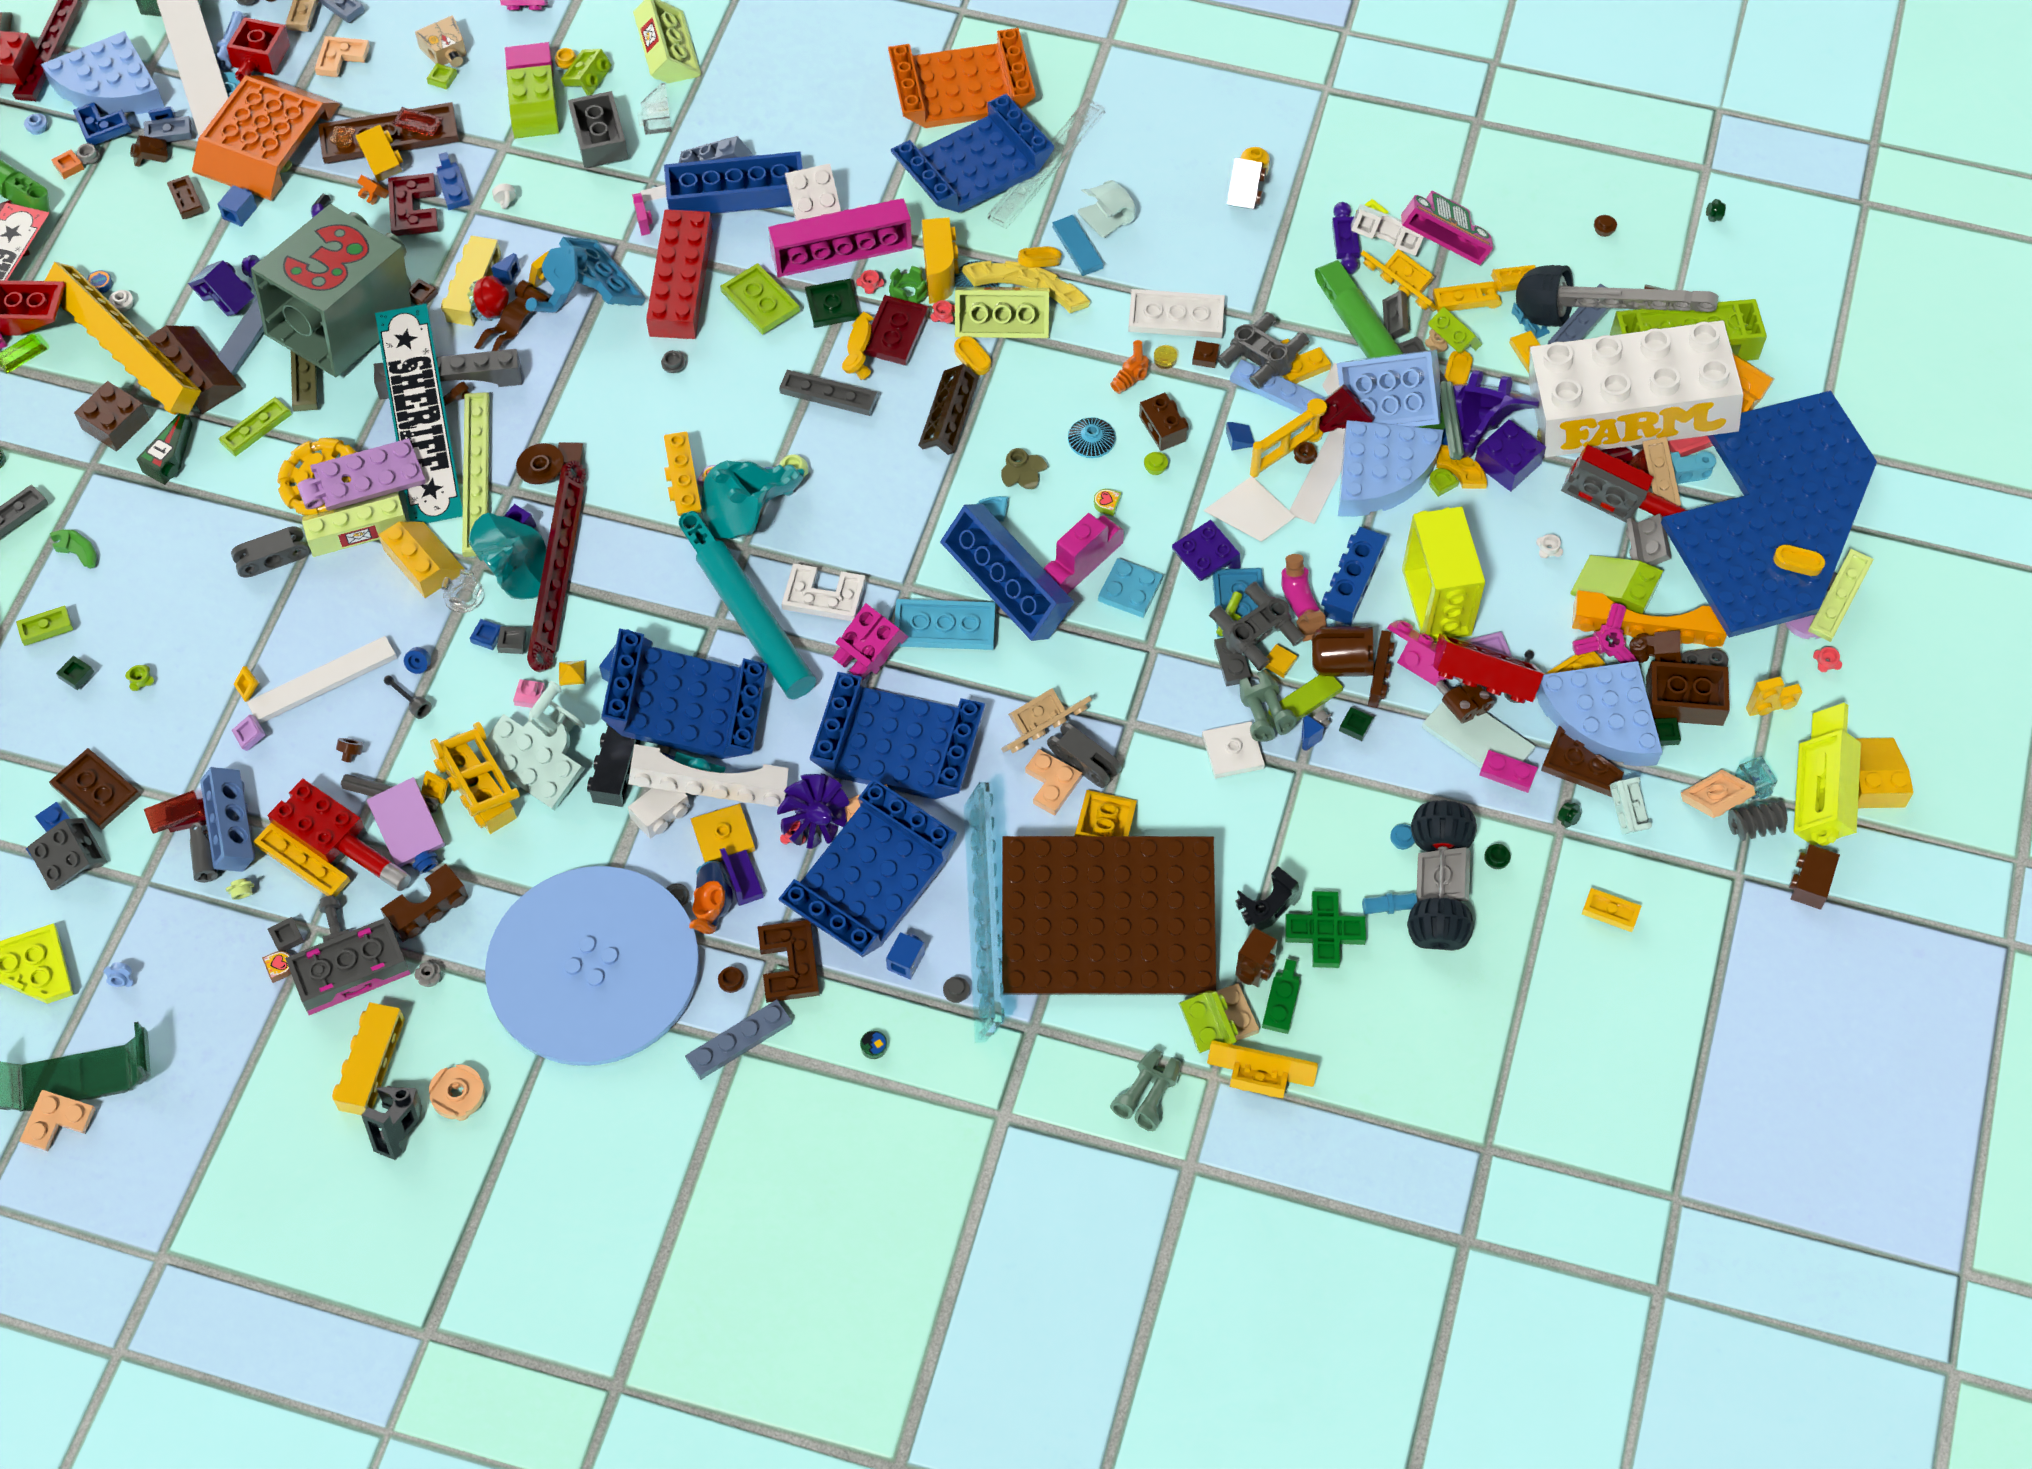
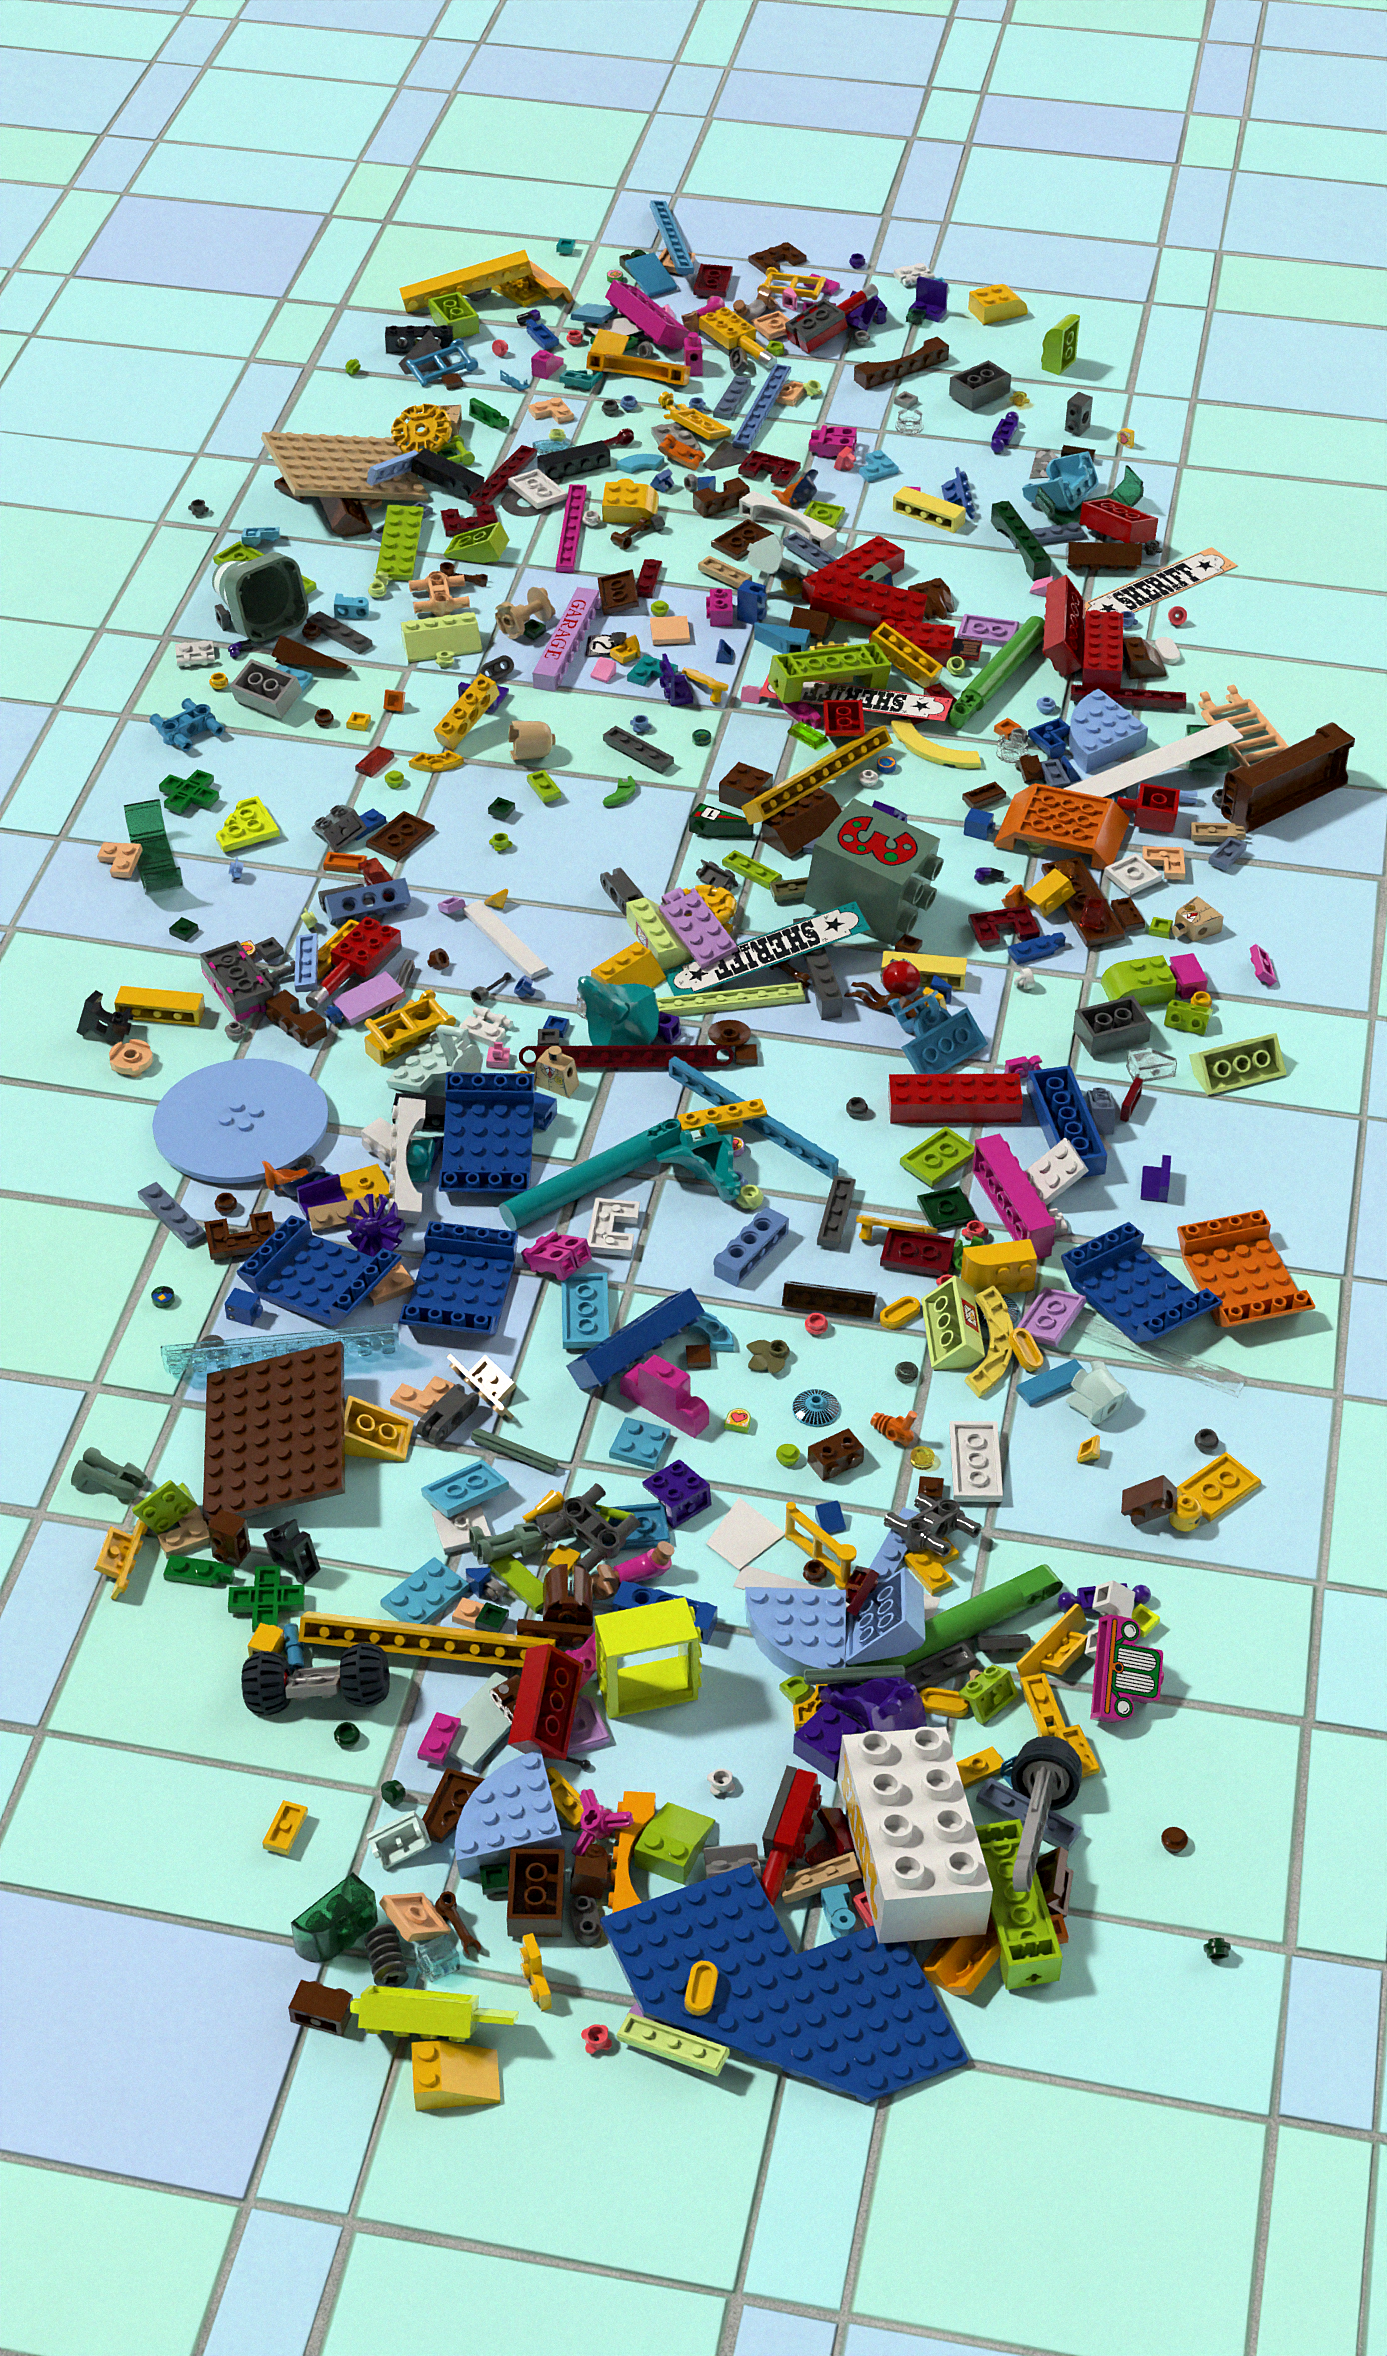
camera: 85 degrees right, 15 degrees down
(82, 242) = (930, 751): none -> light yellow tile
(105, 157) = (1005, 749): none -> clear piece
(131, 851) = (343, 862): none -> orange tile
(218, 1039) = (183, 929): none -> dark green plate
(270, 452) = (711, 871): none -> dark grey hinge
(337, 883) = (306, 963): none -> light blue plate
(354, 85) = (1133, 874): none -> white plate
(418, 97) = (1127, 914): none -> reddish brown plate
(481, 707) = (483, 1031): none -> white plate
(577, 631) = (556, 1072): none -> tan torso
(653, 470) = (766, 1126): none -> dark azure plate
(702, 130) = (1131, 1099): none -> dark red tile
(767, 854) = (335, 1214): none -> tan plate
(819, 127) = (1156, 1181): none -> dark purple panel
(901, 484) = (751, 1246): none -> medium blue brick
(983, 424) = (816, 1323): none -> coral plate
(994, 233) = (1052, 1315): none -> lavender tile
(1017, 528) = (698, 1356): none -> reddish brown tile
(1055, 357) = (906, 1372): none -> clear smoke plate
(1133, 698) = (514, 1450): none -> sand green axle
(1160, 139) = (1206, 1440): none -> dark grey plate
(1167, 226) = (1089, 1449): none -> yellow slope
(1191, 739) = (465, 1488): none -> medium azure plate
(1212, 668) = (550, 1503): none -> yellow cone
(1213, 140) = (1219, 1485): none -> yellow tile
(1320, 785) = (425, 1593): none -> medium azure plate
(1345, 746) = (467, 1612): none -> light nougat plate
(1387, 926) = (267, 1639): none -> yellow brick
(1390, 780) = (418, 1638): none -> yellow brick
(1698, 770) = (449, 1912): none -> reddish brown brick
(1729, 856) = (335, 1921): none -> clear green brick

